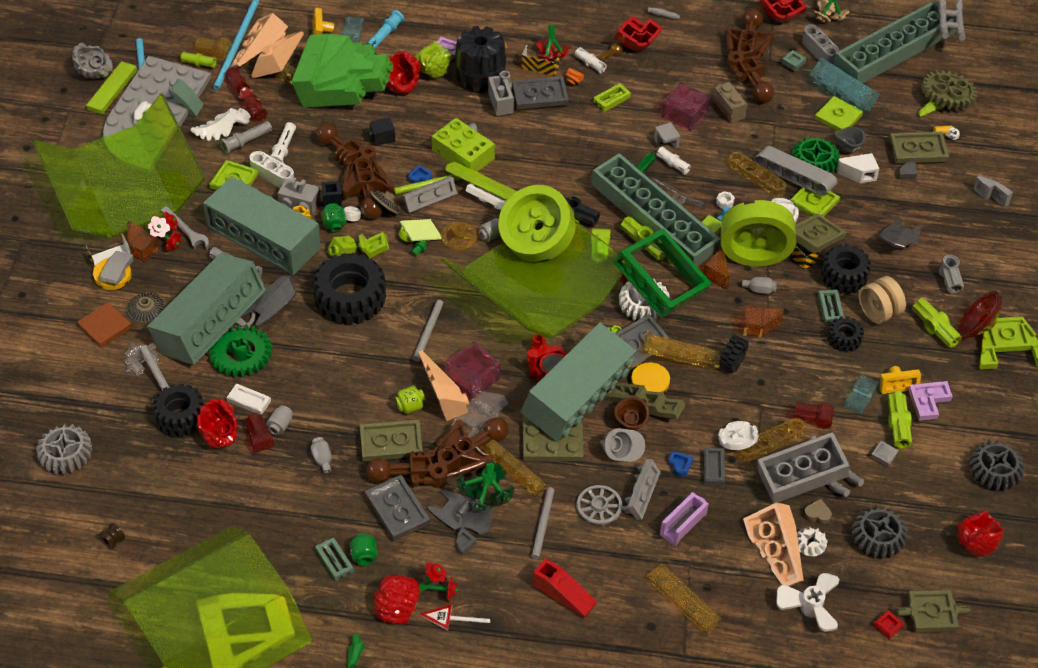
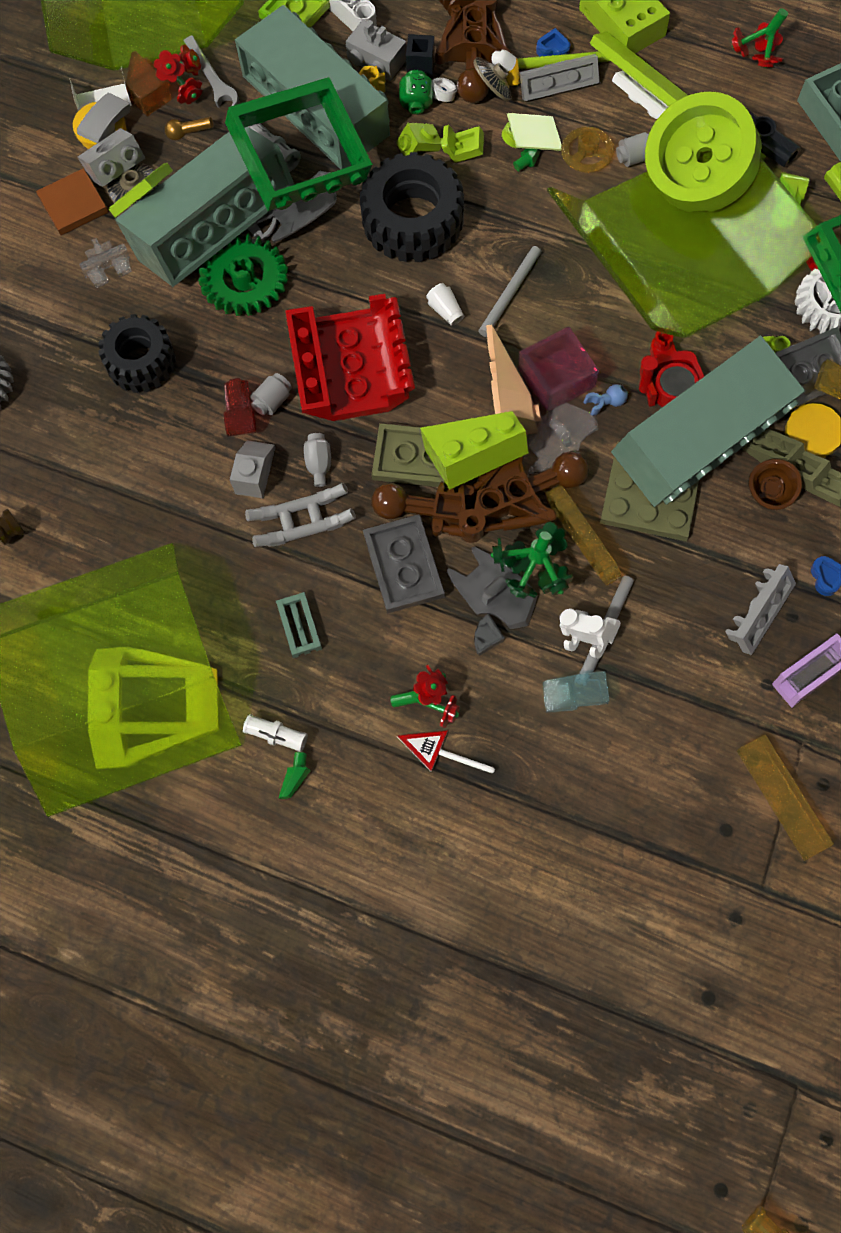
camera: 20 degrees right, 20 degrees up
(128, 291) = (111, 157): none -> light grey brick
(153, 366) = (118, 281): light grey bar -> none
(157, 307) = (140, 190): none -> lime plate
(169, 267) = (176, 129): none -> pearl gold bar
(217, 423) = (182, 385): red hair -> none
(248, 399) = (238, 352): white tile -> none
(256, 232) = (285, 103): none -> green window
(278, 470) = (252, 469): none -> light grey slope
(320, 626) = (275, 733): none -> white pin
(325, 483) = (284, 512): none -> light grey piece
(332, 388) = (350, 360): none -> red slope
(363, 549) = (341, 620): green head -> none
(385, 344) = (445, 304): none -> white cone
(393, 189) = (510, 63): none -> white arm
(396, 599) = (368, 710): red hair -> none
(410, 399) = (458, 398): lime head -> none
(428, 423) = (474, 446): none -> lime wedge
(514, 381) = (615, 395): none -> medium blue arm
(526, 563) = (575, 691): none -> clear light blue slope
(531, 522) = (589, 630): none -> white piece
(561, 151) = (766, 39): none -> plant
(562, 587) = (610, 747): red slope -> none
(599, 505) = (693, 618): light grey wheel -> none
(623, 445) = (750, 532): light grey piece -> none

